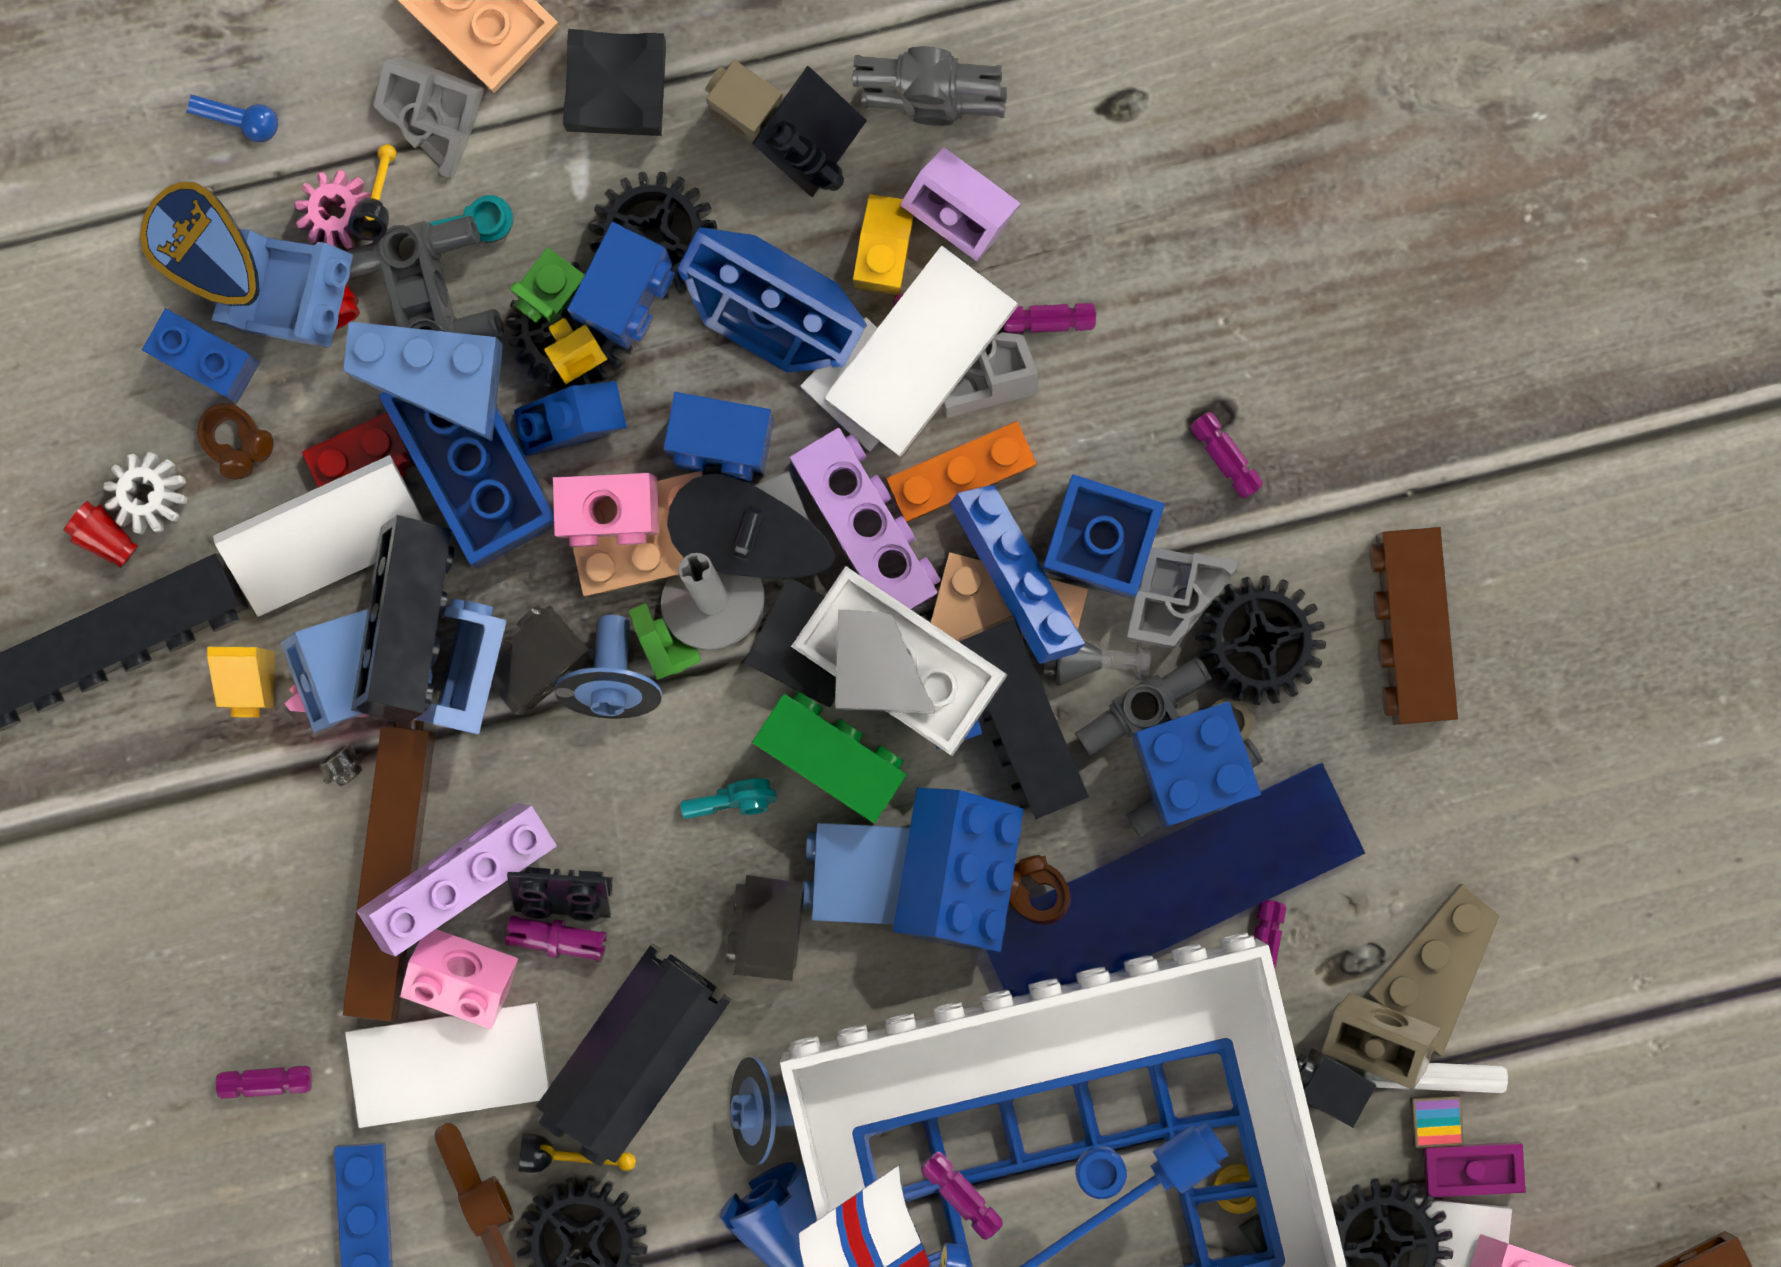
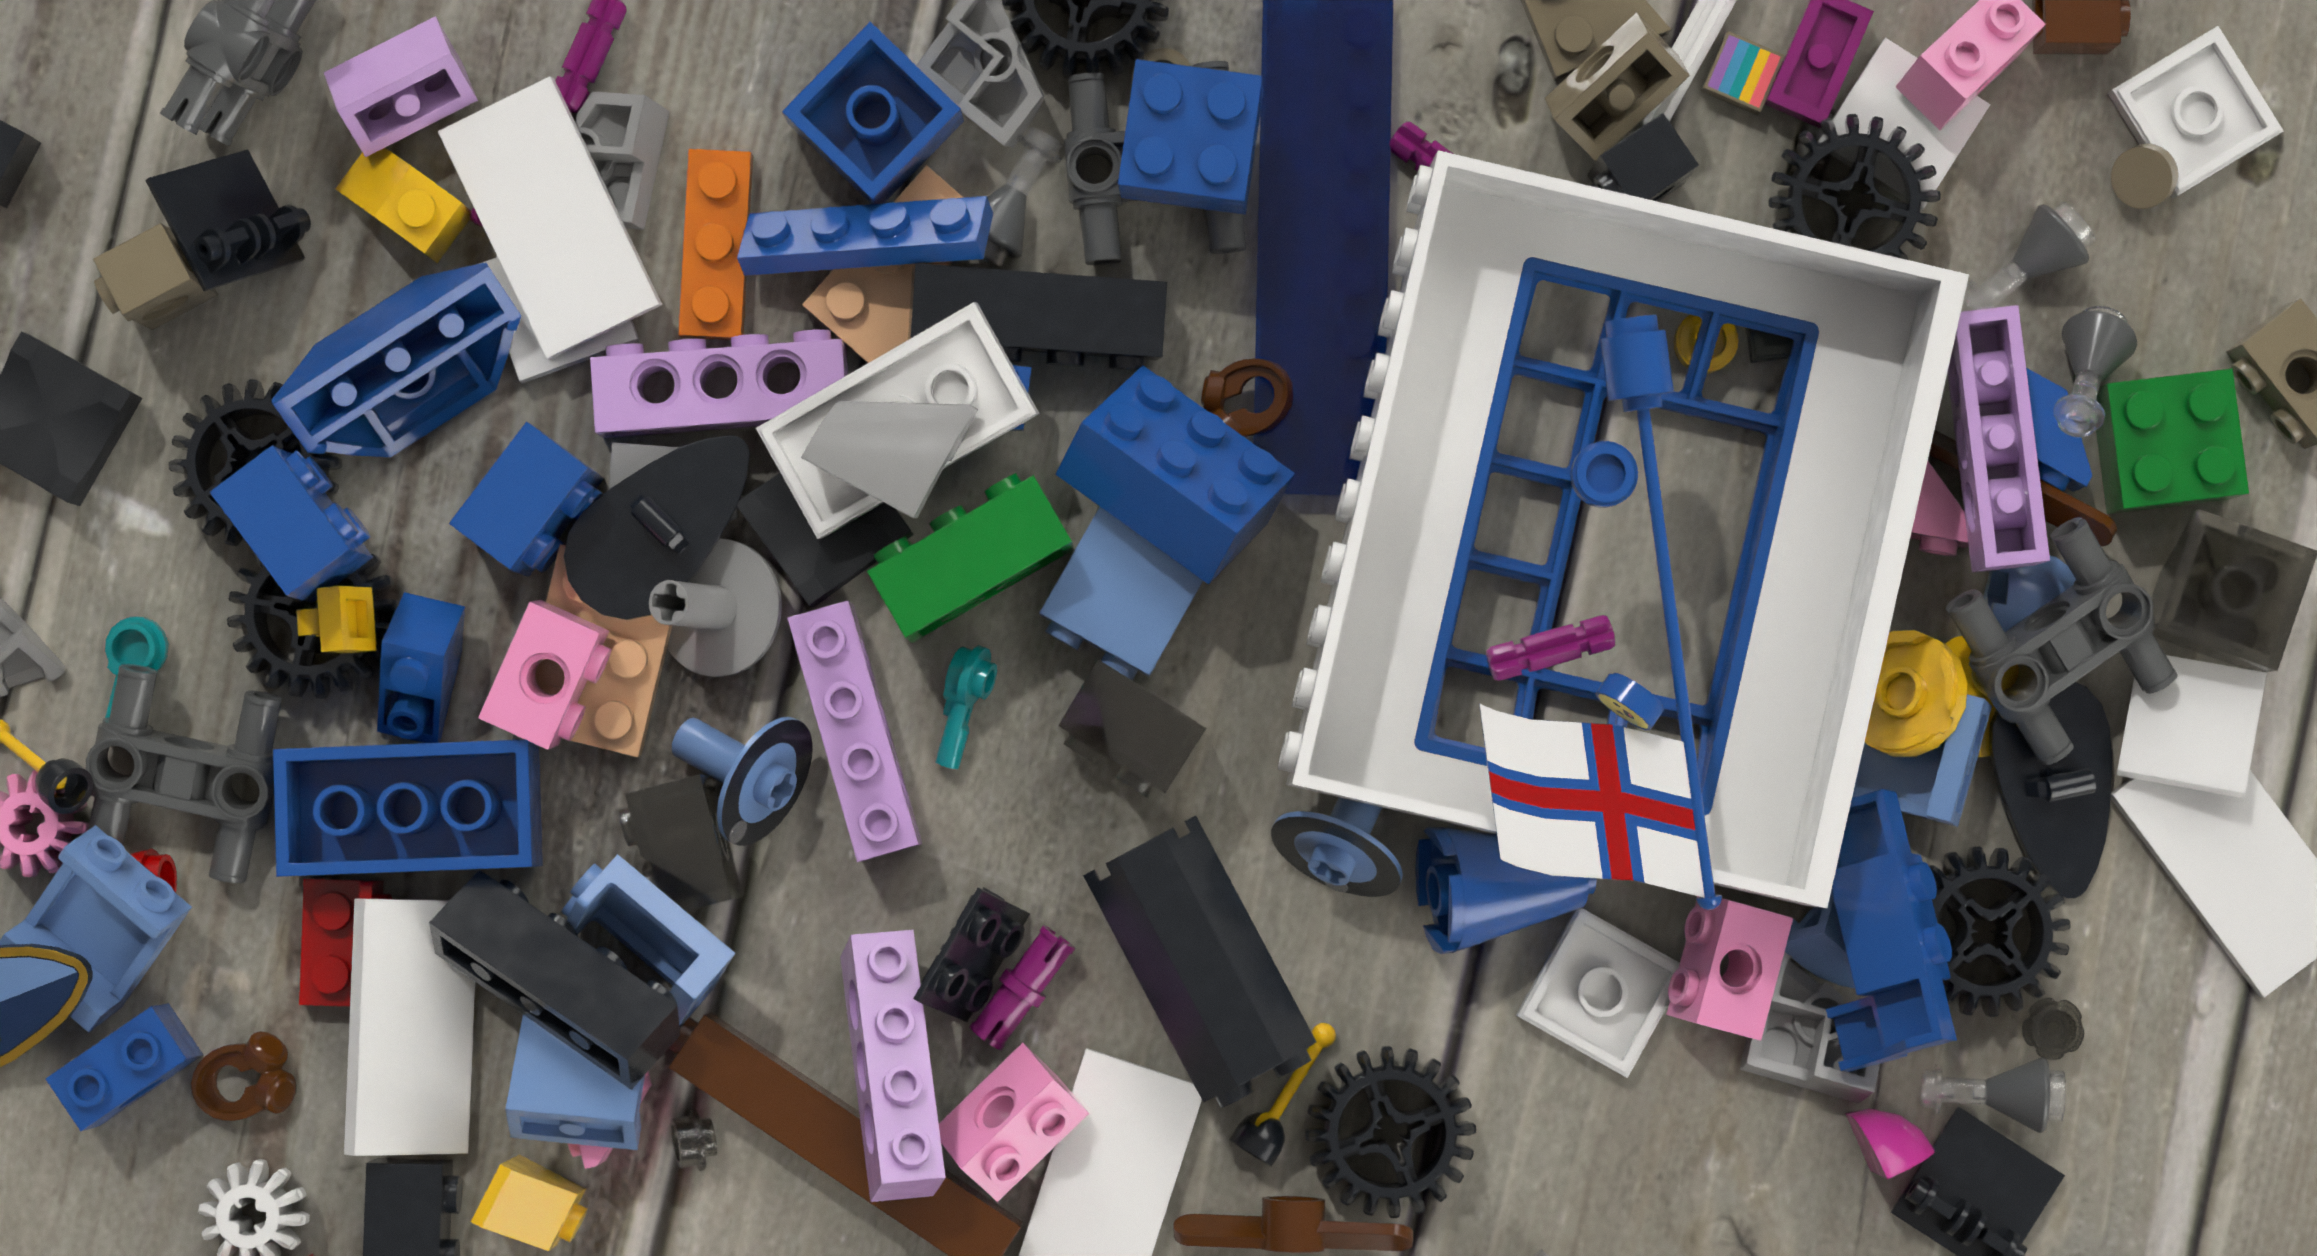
camera: 65 degrees left, 0 degrees up
(431, 369) = (276, 798): medium blue wedge -> none
(547, 287) = (251, 614): bright green bracket -> none
(663, 650) = (746, 694): bright green bracket -> none
(673, 737) = (854, 731): none -> lavender brick

